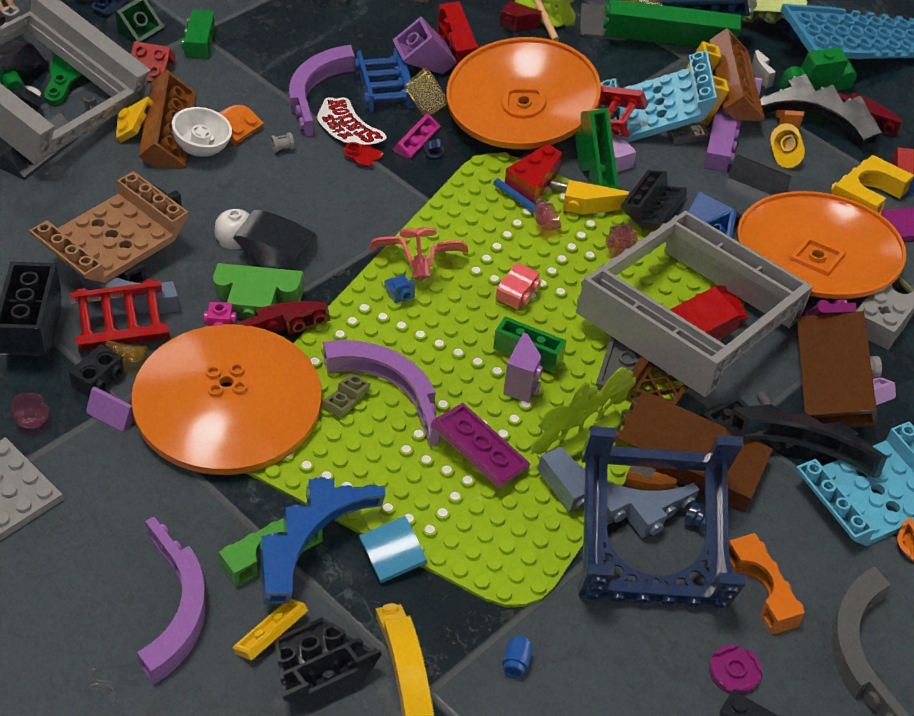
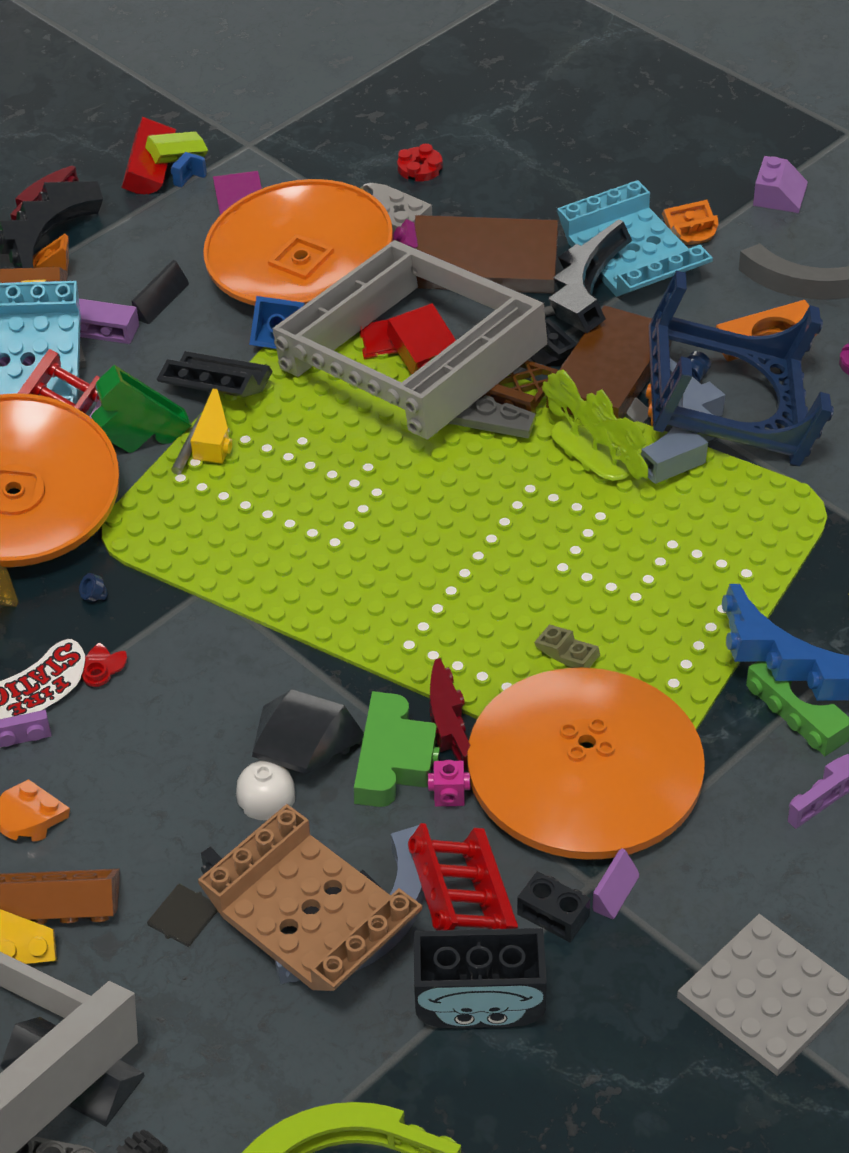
camera: 85 degrees left, 0 degrees up
(29, 410) = (636, 966): clear pink hair -> none
(129, 353) = (517, 869): clear yellow hat -> none
(201, 131) = (71, 833): white piece -> none
(282, 142) = (79, 751): light grey bush -> none
(390, 365) = (537, 590): medium lavender arch -> none
(393, 549) = (784, 597): dark azure slope -> none
(400, 288) = (381, 606): blue bracket -> none
(416, 137) = (61, 612): dark pink slope -> none
(420, 264) = (344, 580): coral plant -> none
(480, 445) = (636, 521): magenta tile -> none
(514, 194) = (201, 501): blue bar -> none
(518, 286) = (373, 495): coral brick -> none
(523, 371) = (522, 482): medium lavender slope -> none
(534, 172) = (169, 478): red wedge -> none
(546, 216) = (250, 468): hair -> none
(549, 346) = (479, 480): green brick -> none
(620, 238) = (294, 398): brick -> none
(709, 208) = (227, 333): blue slope -> none
(787, 145) = (110, 262): yellow piece -> none
(877, 174) = (163, 194): yellow arch -> none

